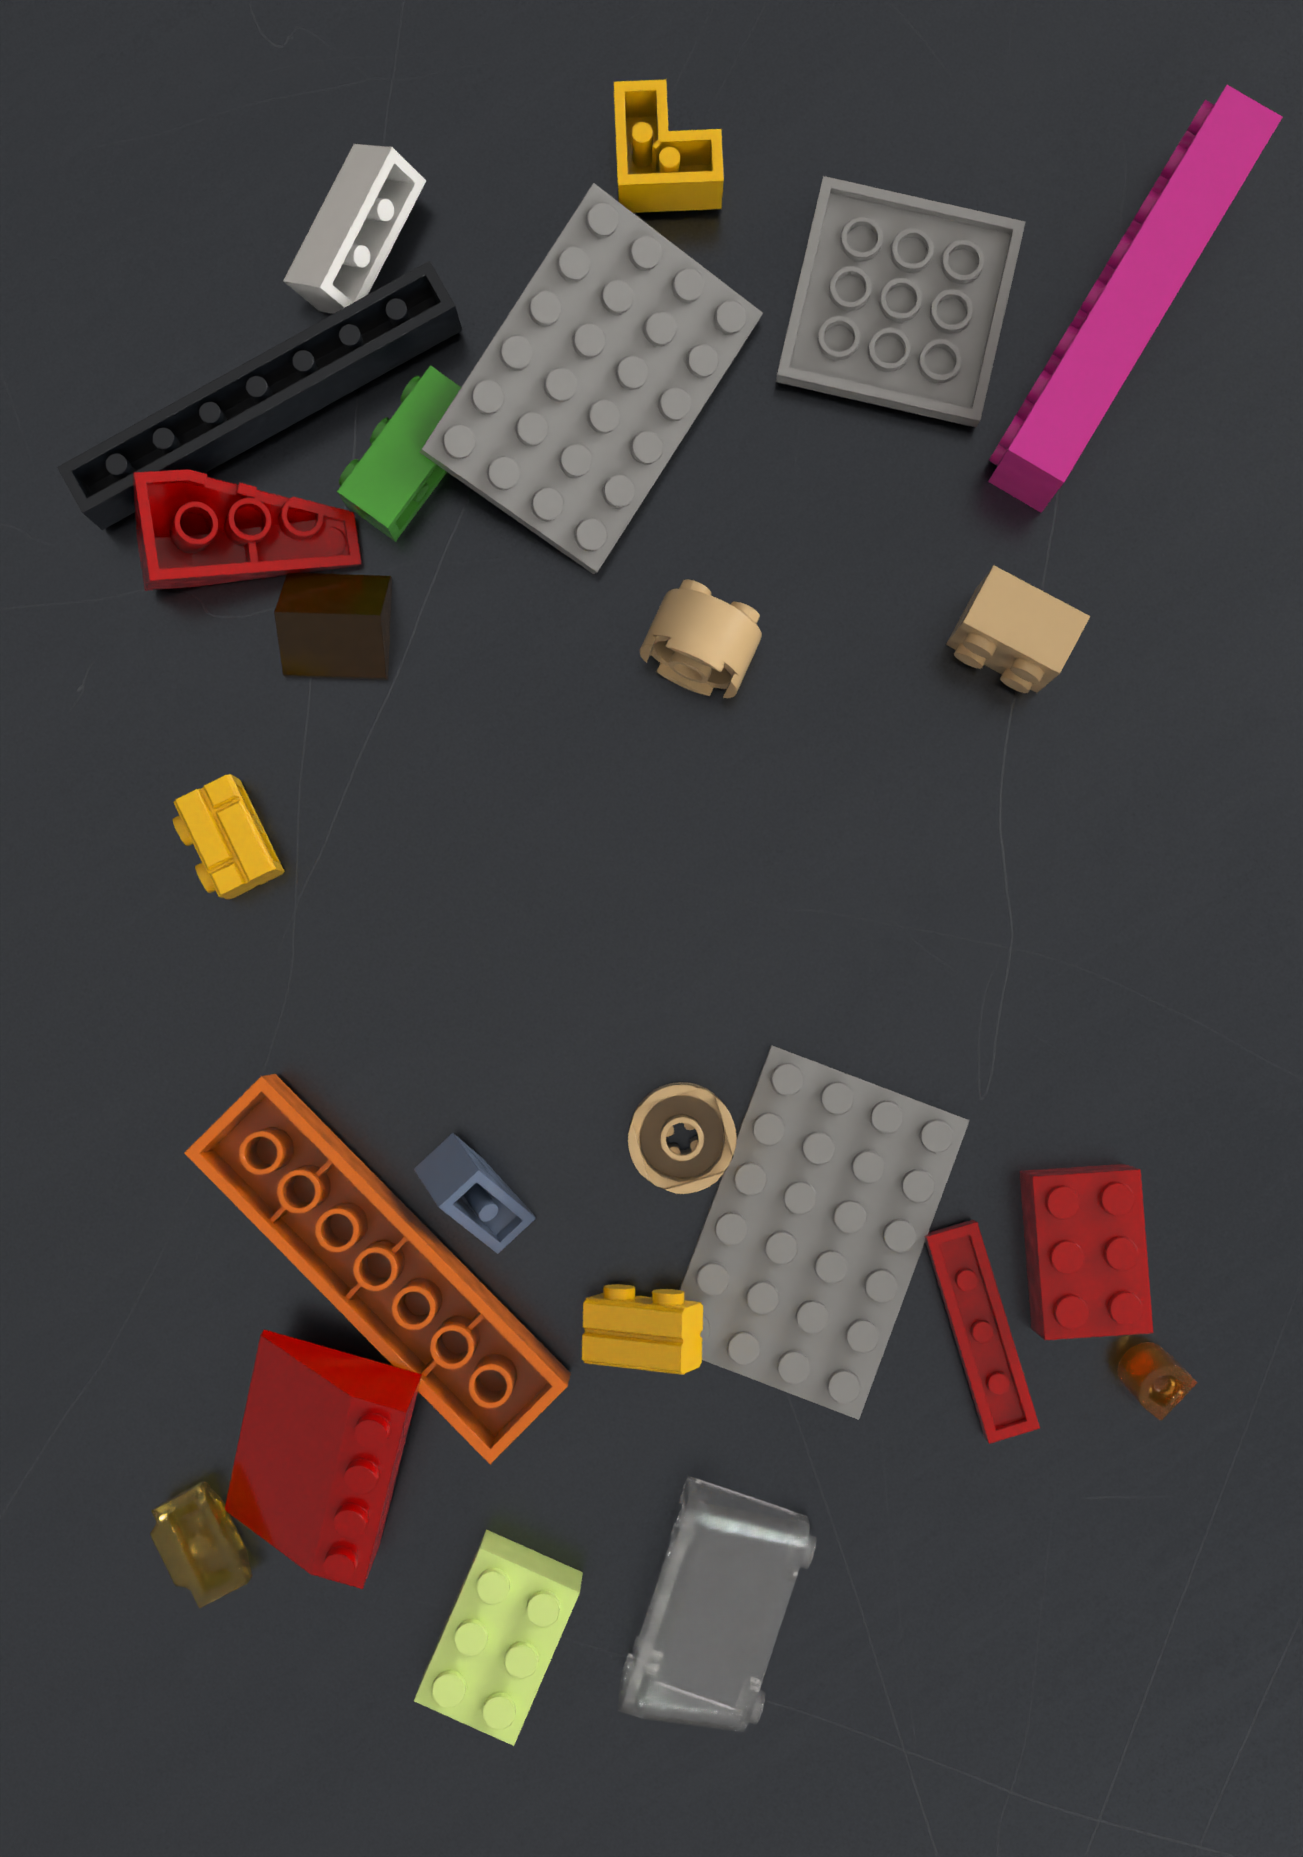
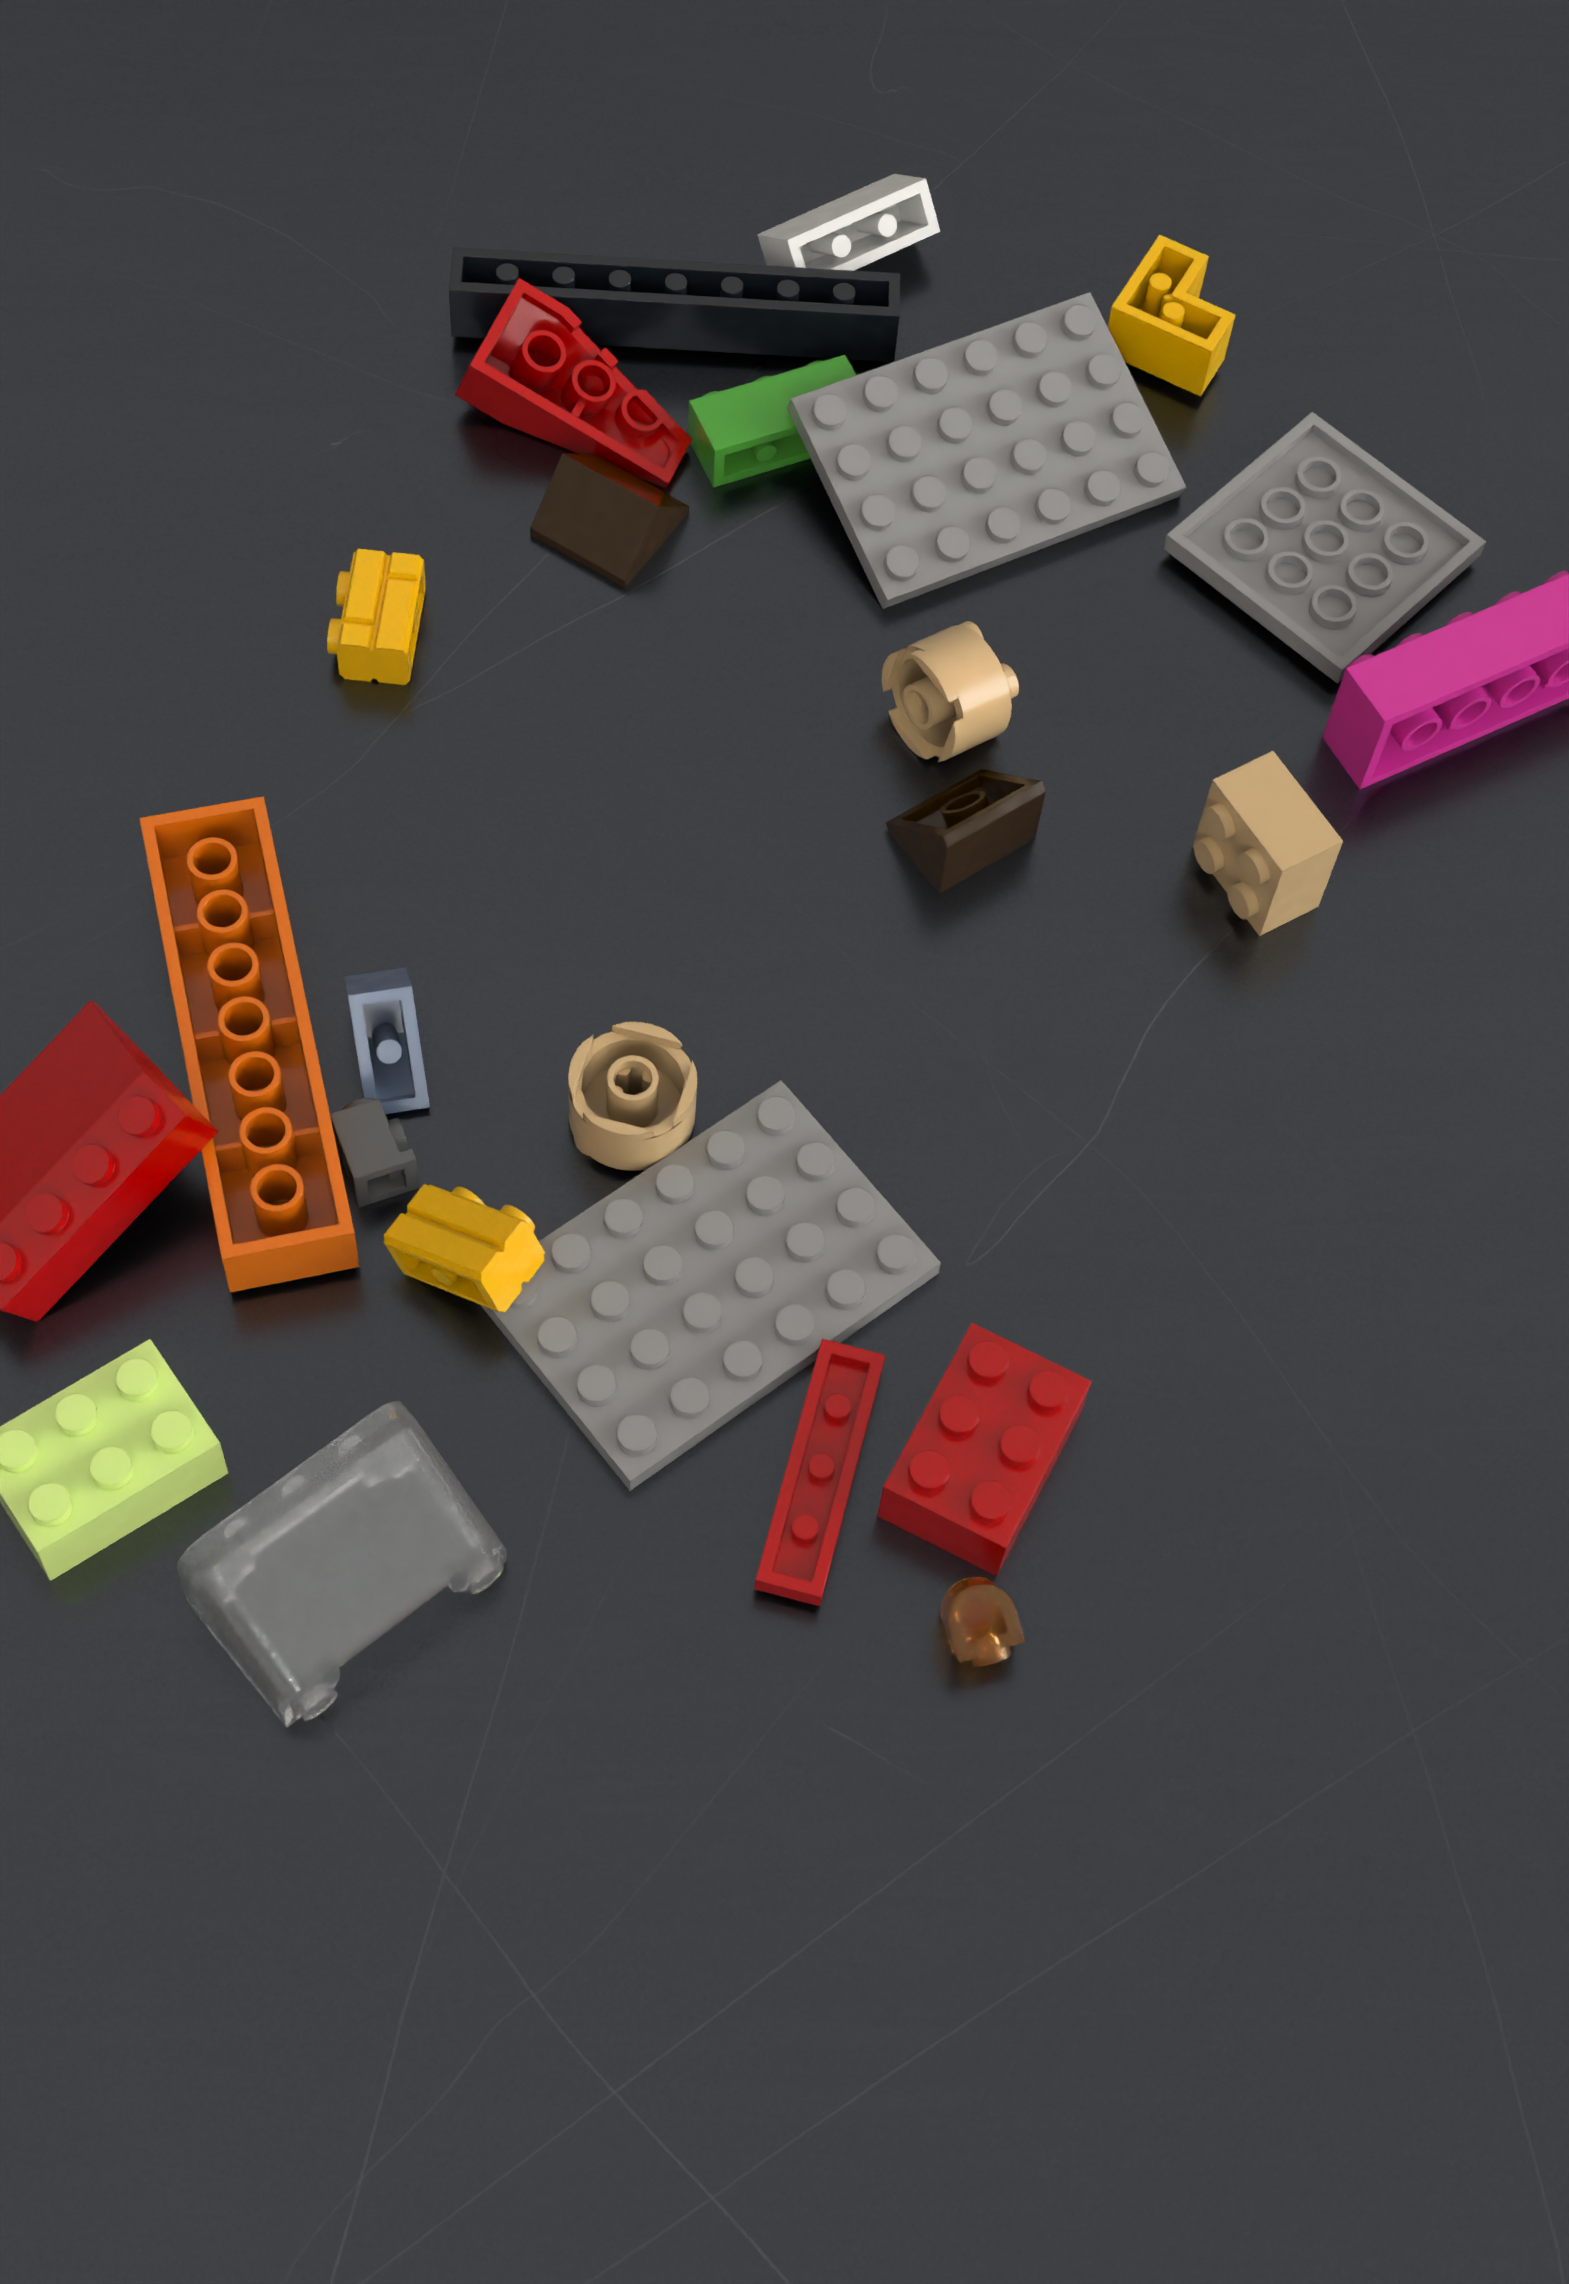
camera: 20 degrees right, 25 degrees down
(523, 1287) = (373, 1152): none -> dark grey brick
(772, 738) = (969, 825): none -> dark brown slope

